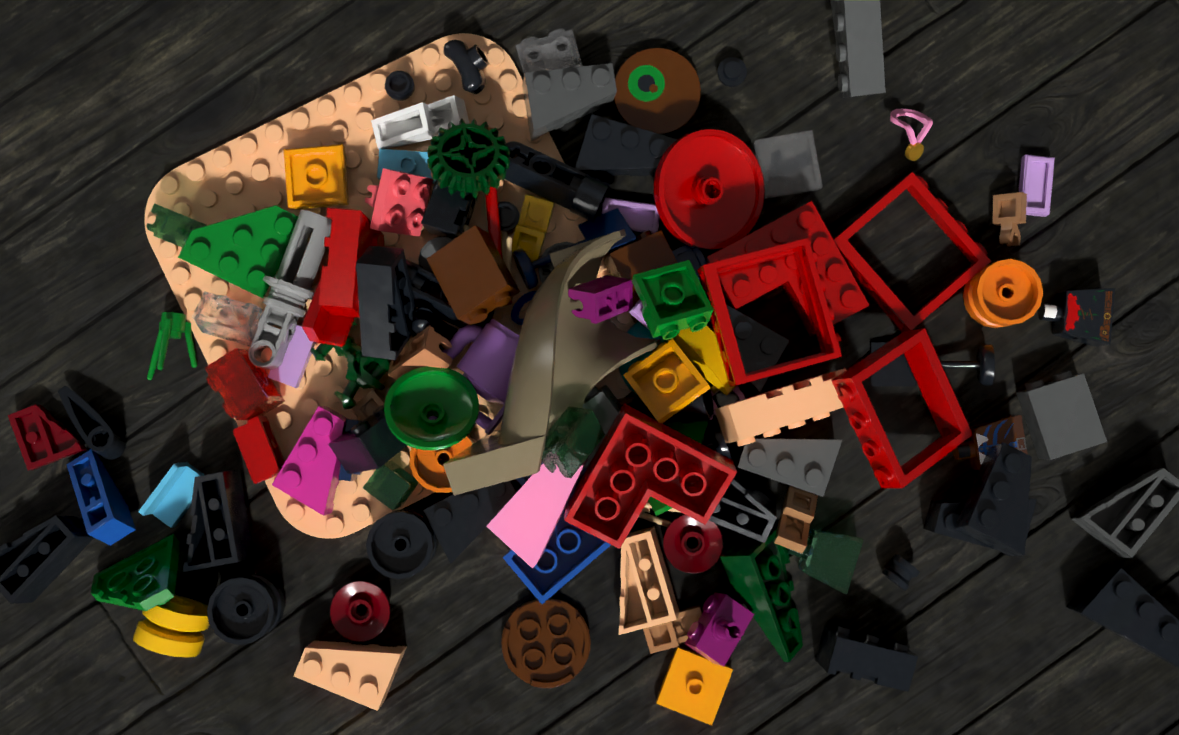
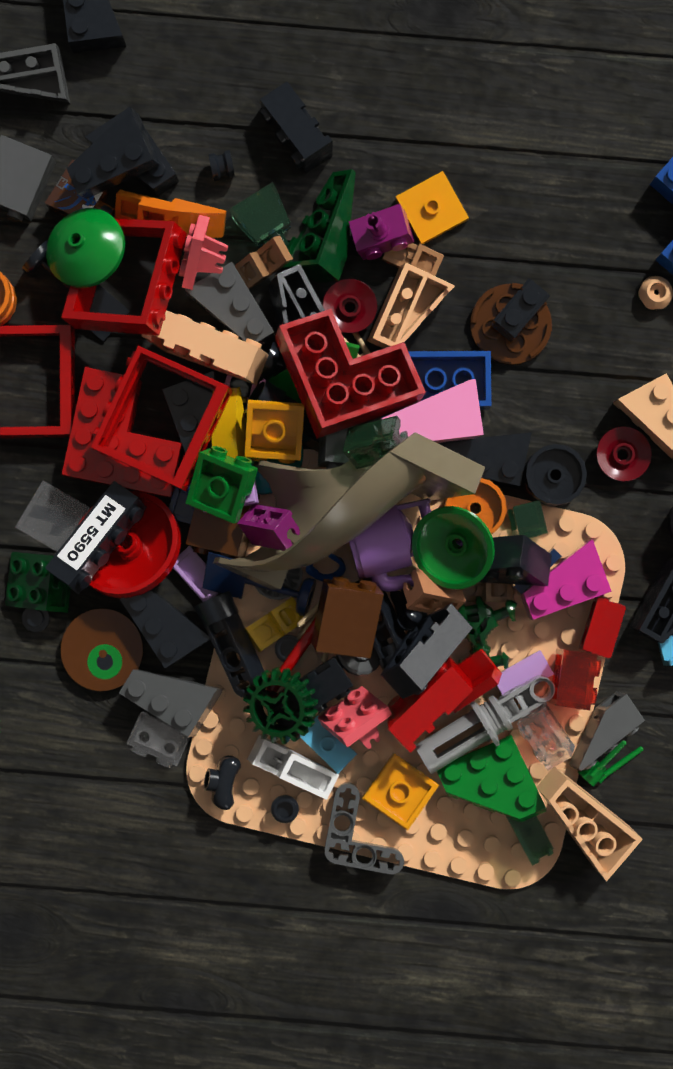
camera: 140 degrees left, 0 degrees up
(129, 279) = (595, 828): none -> light nougat wedge
(185, 374) = (609, 723): none -> dark grey slope
(330, 102) = (345, 838): none -> dark grey beam
(546, 660) = (520, 310): none -> black brick
(738, 171) = (96, 537): none -> brick
(753, 102) = (33, 586): none -> dark green bracket
(854, 481) = (201, 253): none -> coral plate
(889, 505) = (183, 212): none -> orange slope
(944, 407) = (95, 254): none -> green dish

